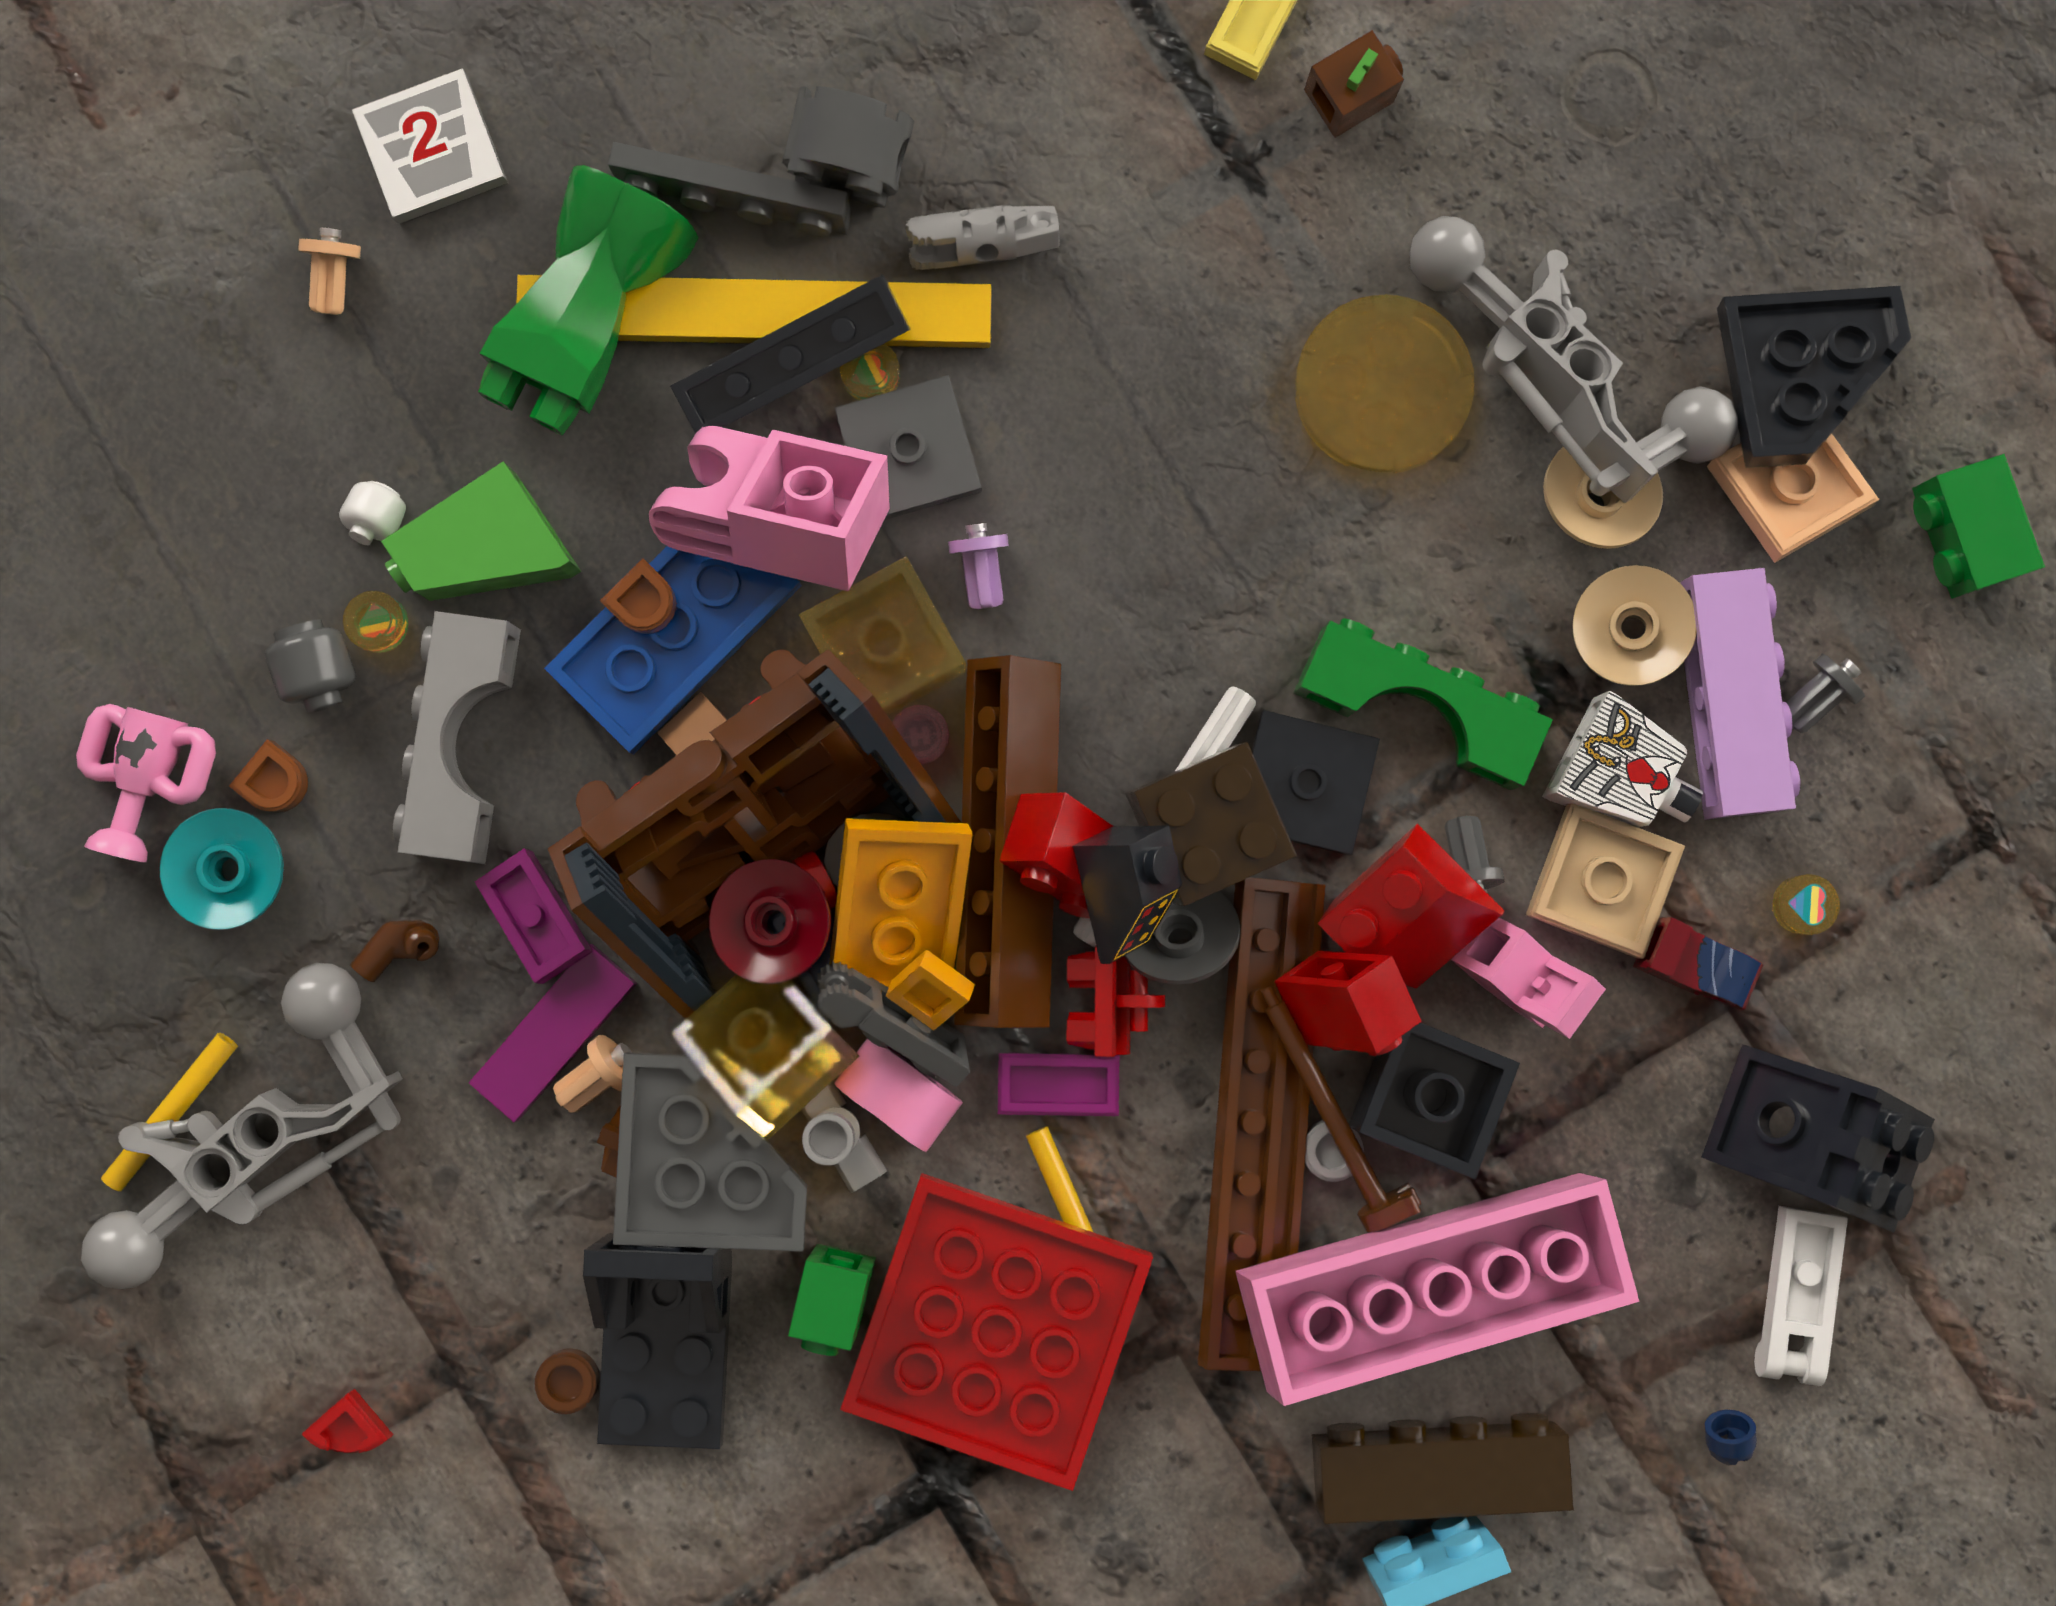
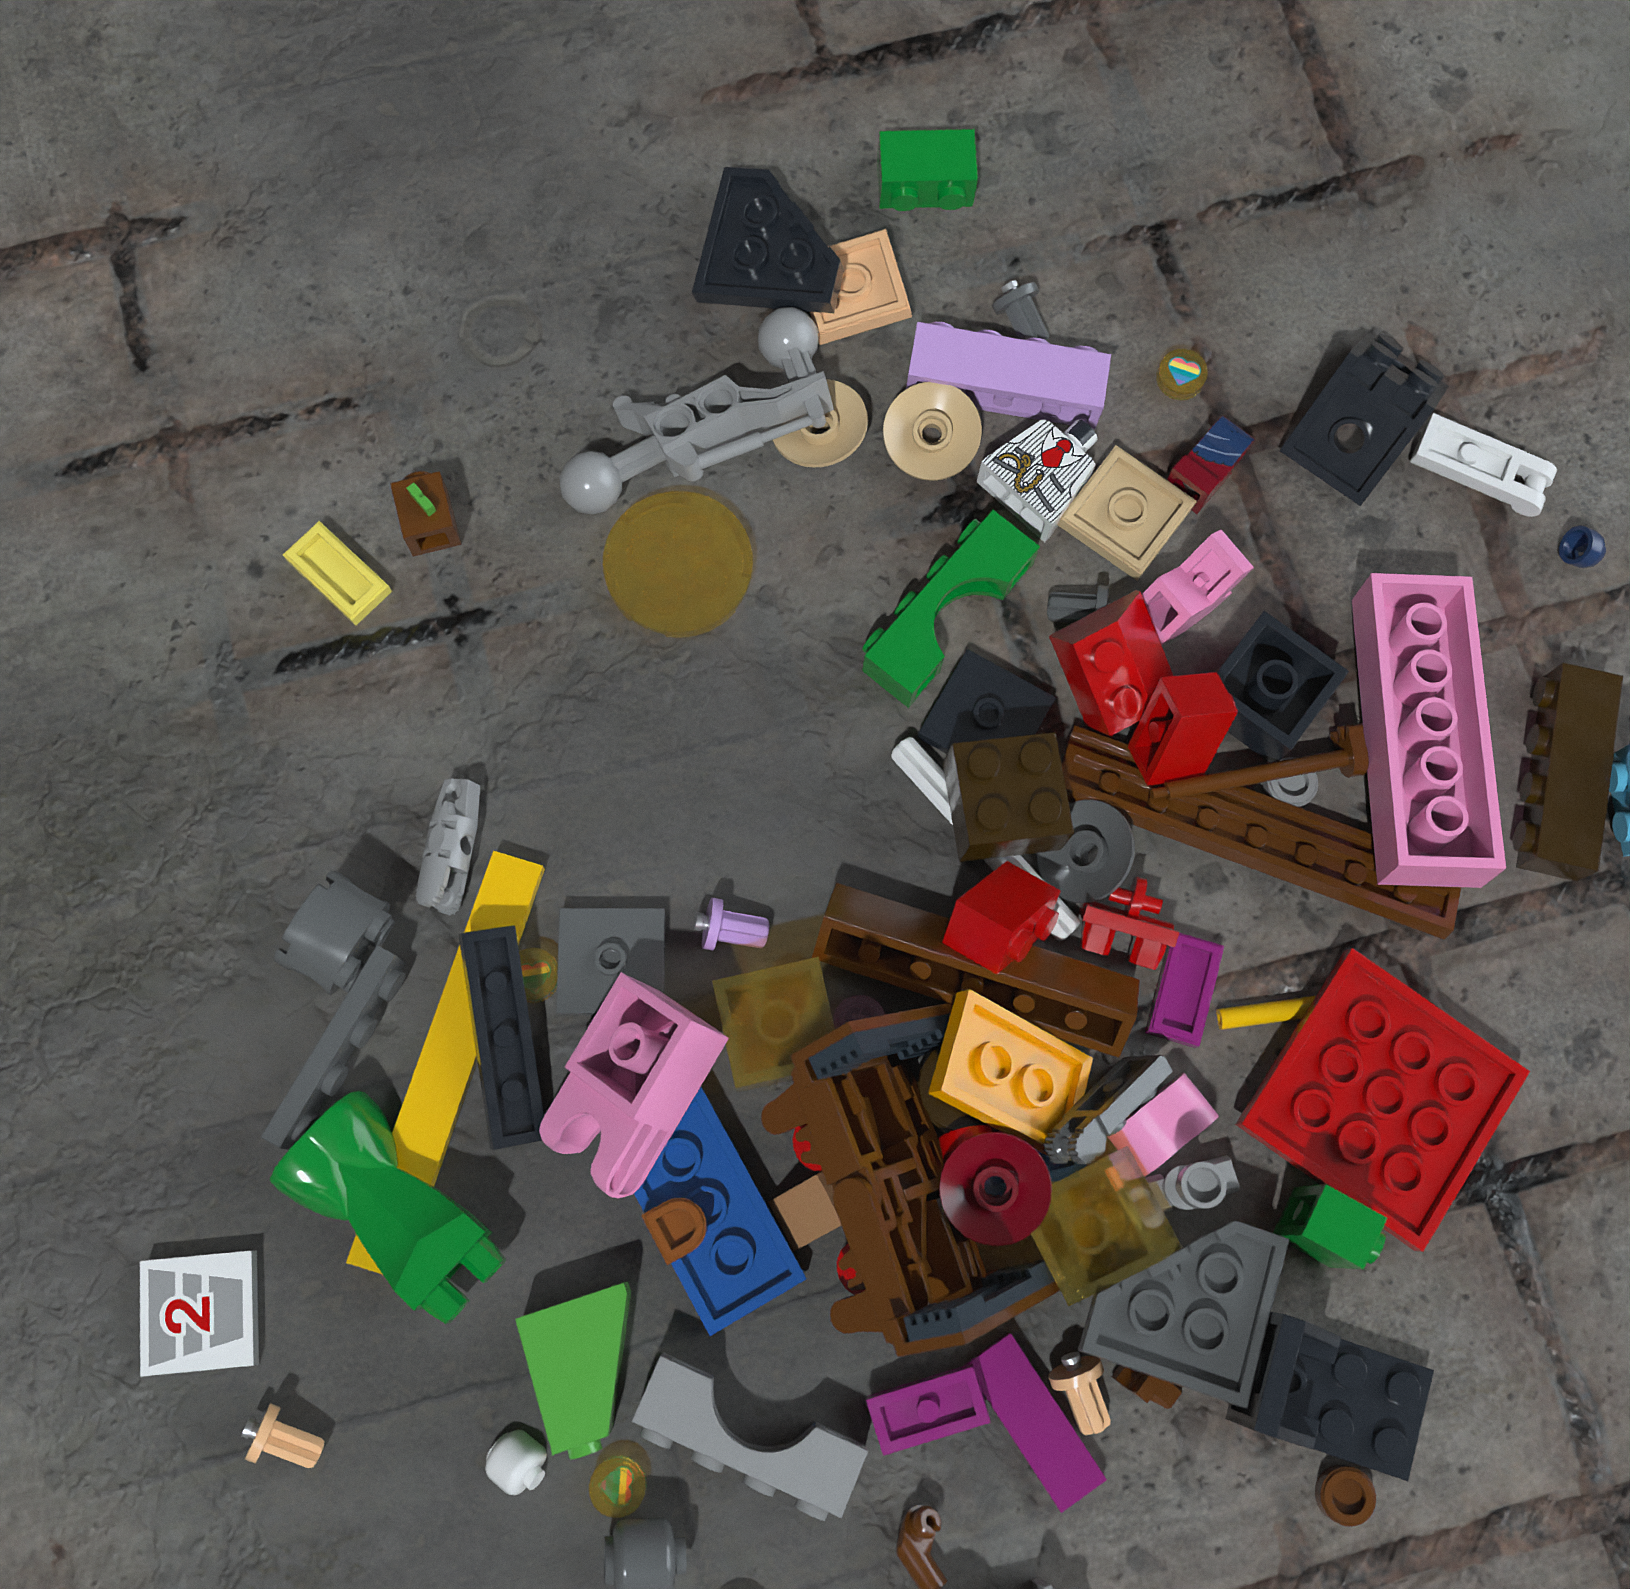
camera: 75 degrees left, 10 degrees down
(930, 990) = (1087, 1067): light orange plate -> none
(1127, 885) = (1042, 873): black slope -> none

